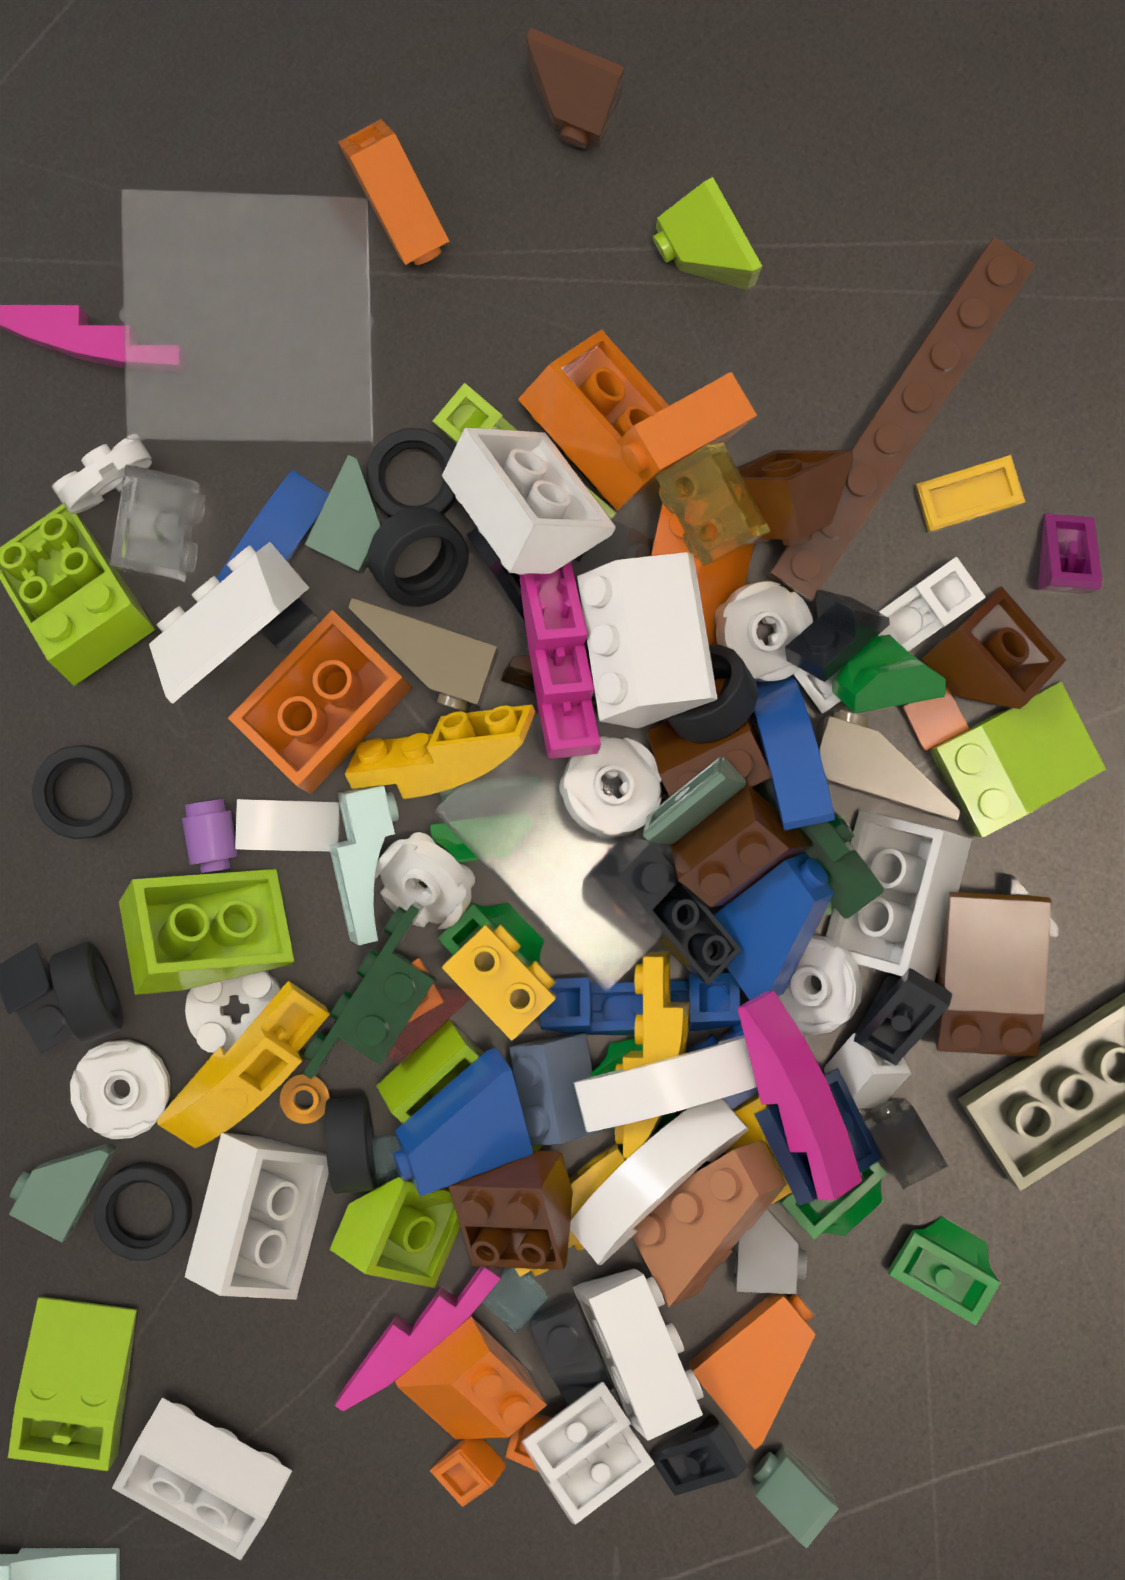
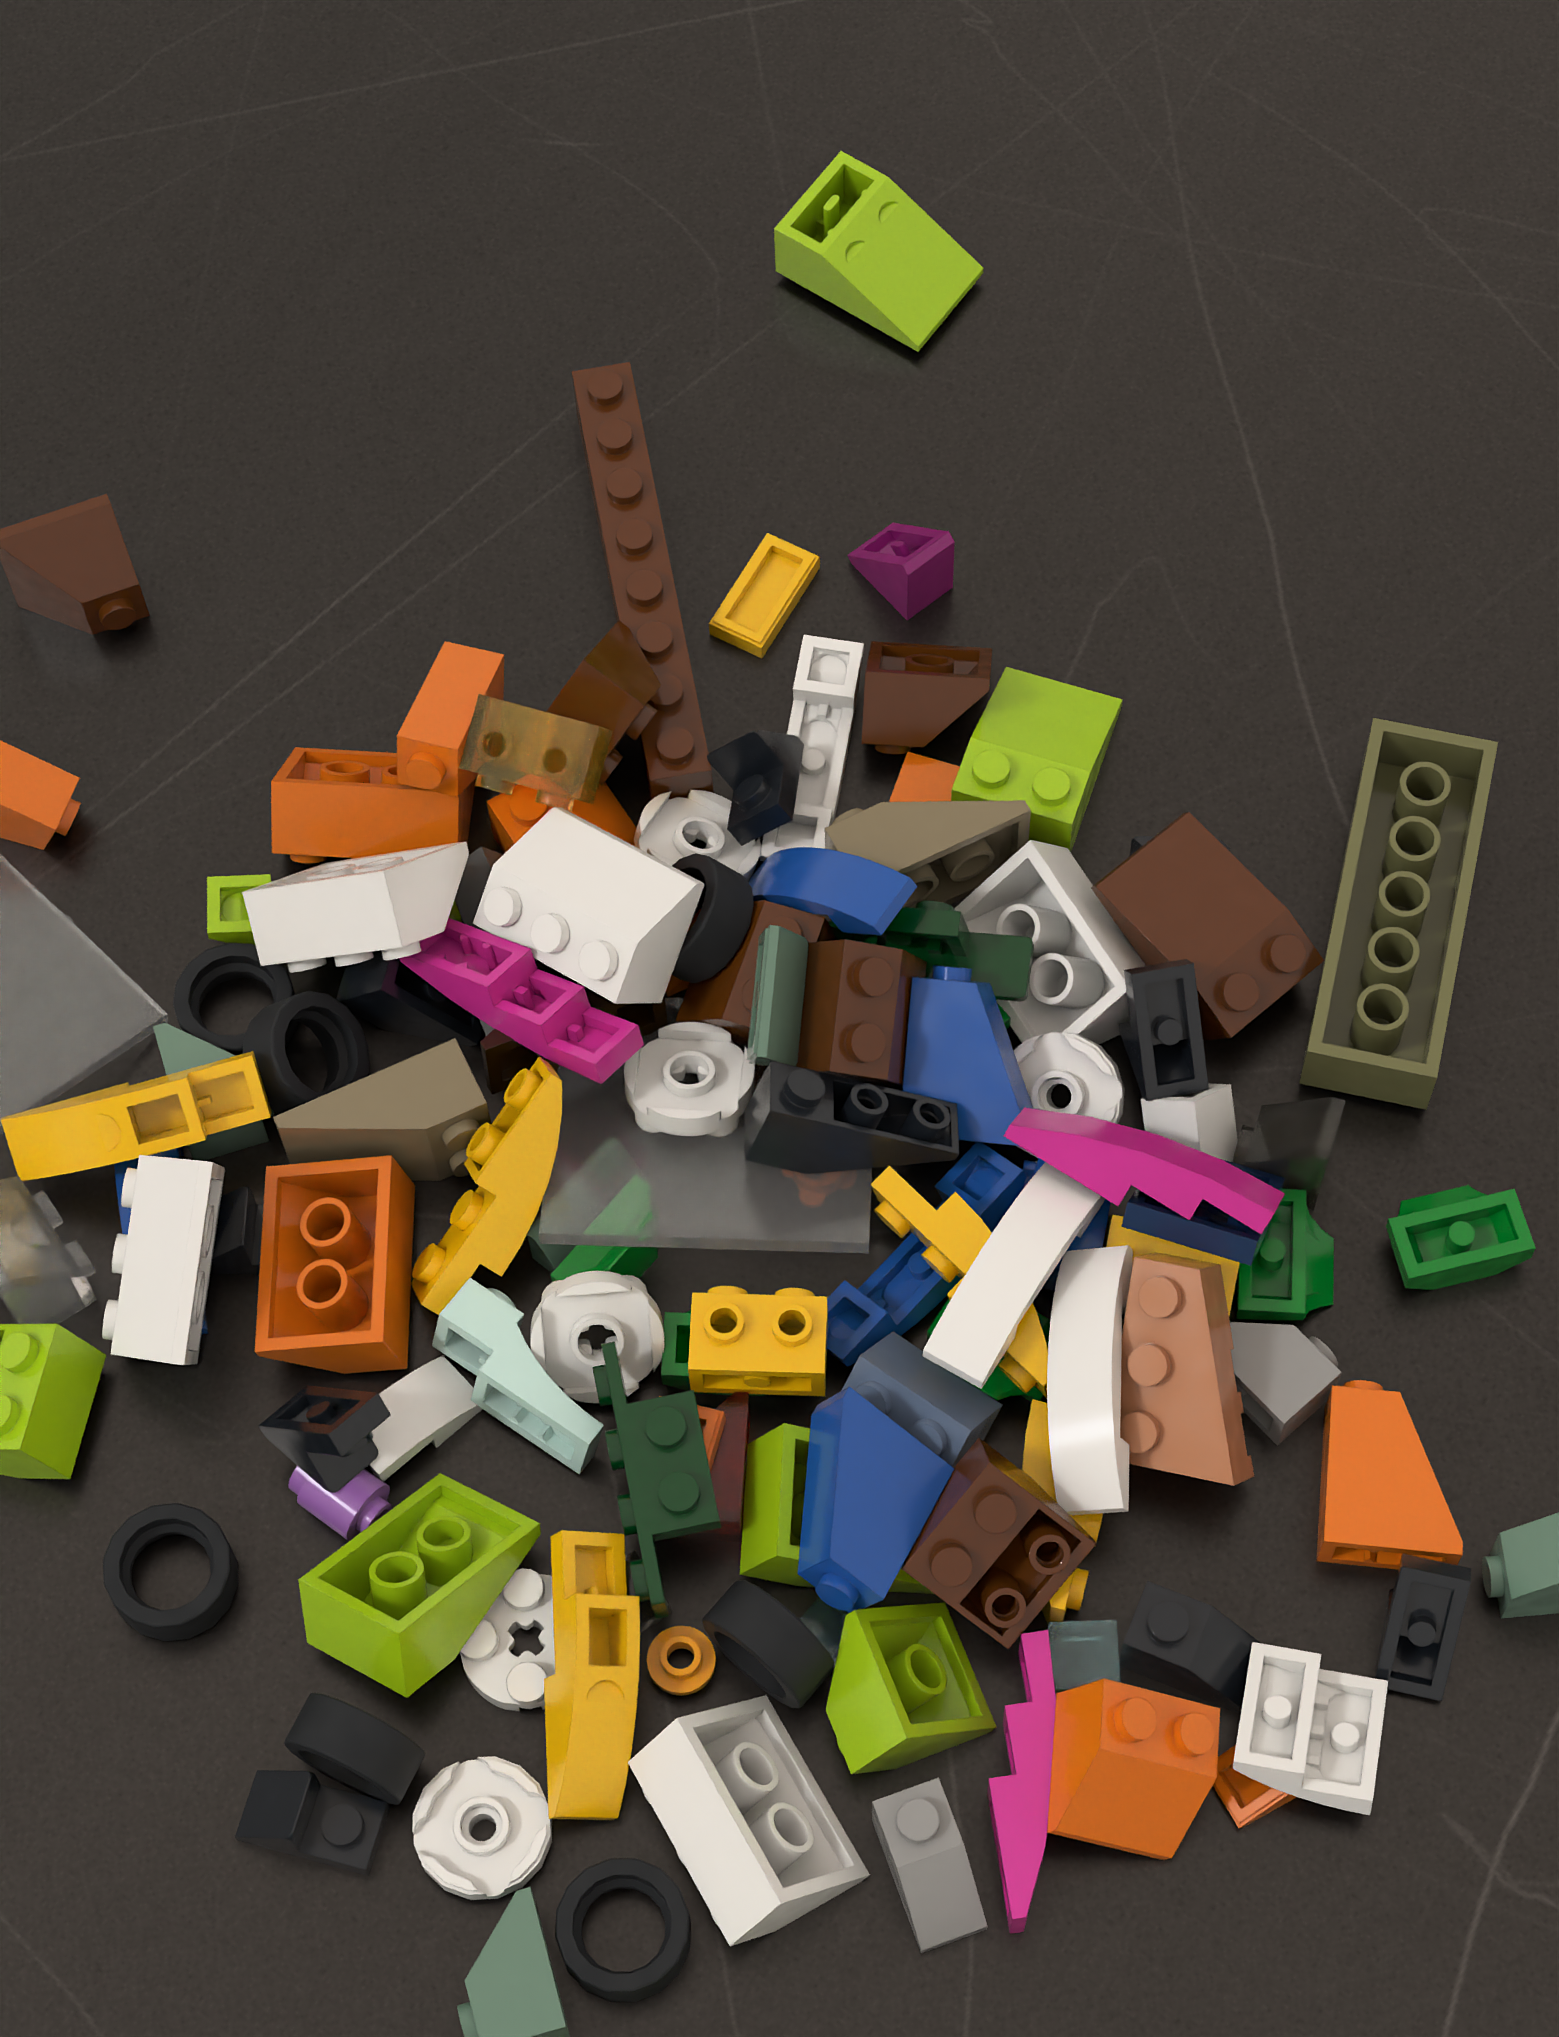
camera: 40 degrees left, 25 degrees down
(222, 805) = (328, 1432): none -> black slope
(281, 519) = (136, 1118): none -> yellow slope
(327, 1327) = (929, 1864): none -> light grey slope
(469, 1469) = (1215, 1877): orange slope -> none
(640, 1351) = (1254, 1564): white slope -> none
(707, 239) = (323, 580): lime slope -> none
(885, 677) = (838, 779): green slope -> none

